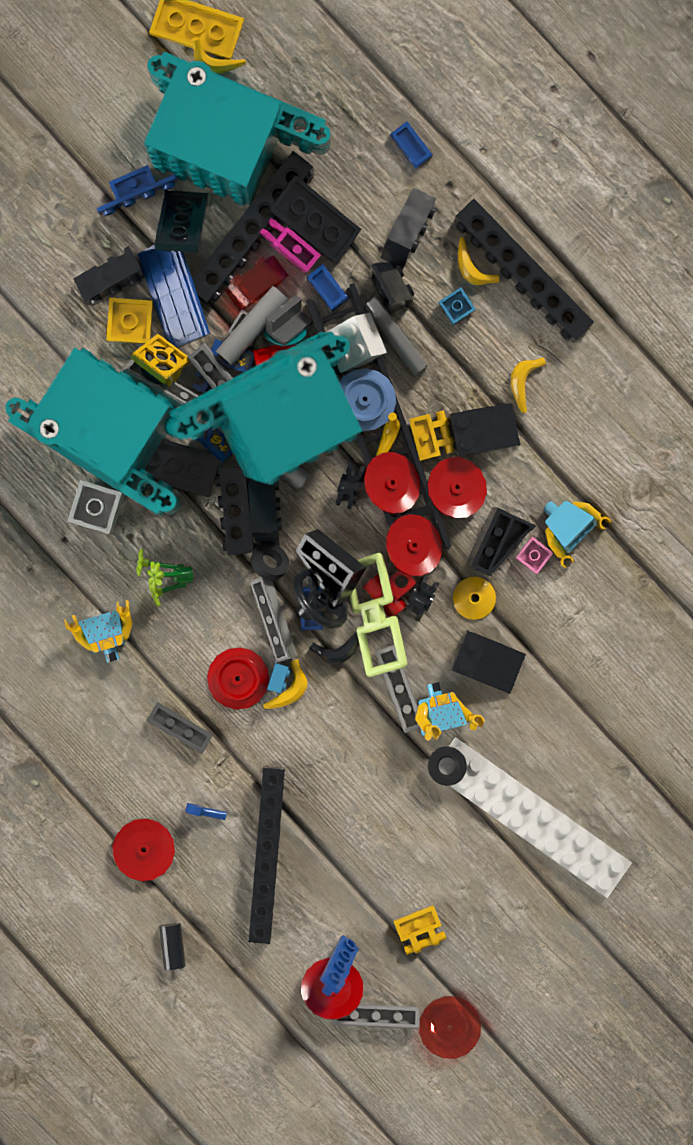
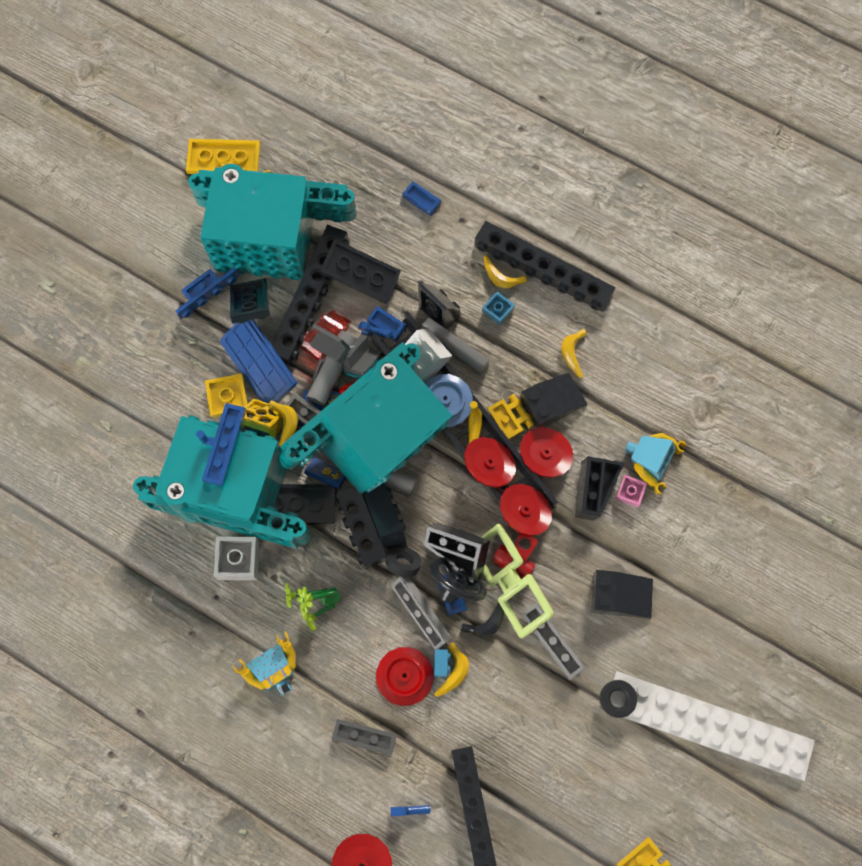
camera: 10 degrees left, 15 degrees down
(109, 277) = (201, 363): black wedge -> none
(110, 394) = (223, 444): none -> blue plate
(190, 374) = (289, 418): none -> yellow piece
(255, 302) = (330, 344): none -> dark grey panel
(291, 246) = (346, 297): dark pink hinge -> none
(307, 291) = (369, 330): none -> blue bar
(350, 485) = (454, 476): black pin -> none
(408, 228) = (439, 257): black wedge -> none
(421, 598) = (546, 554): black pin -> none
(443, 713) = (599, 651): torso -> none
(463, 602) = (587, 552): yellow dish -> none

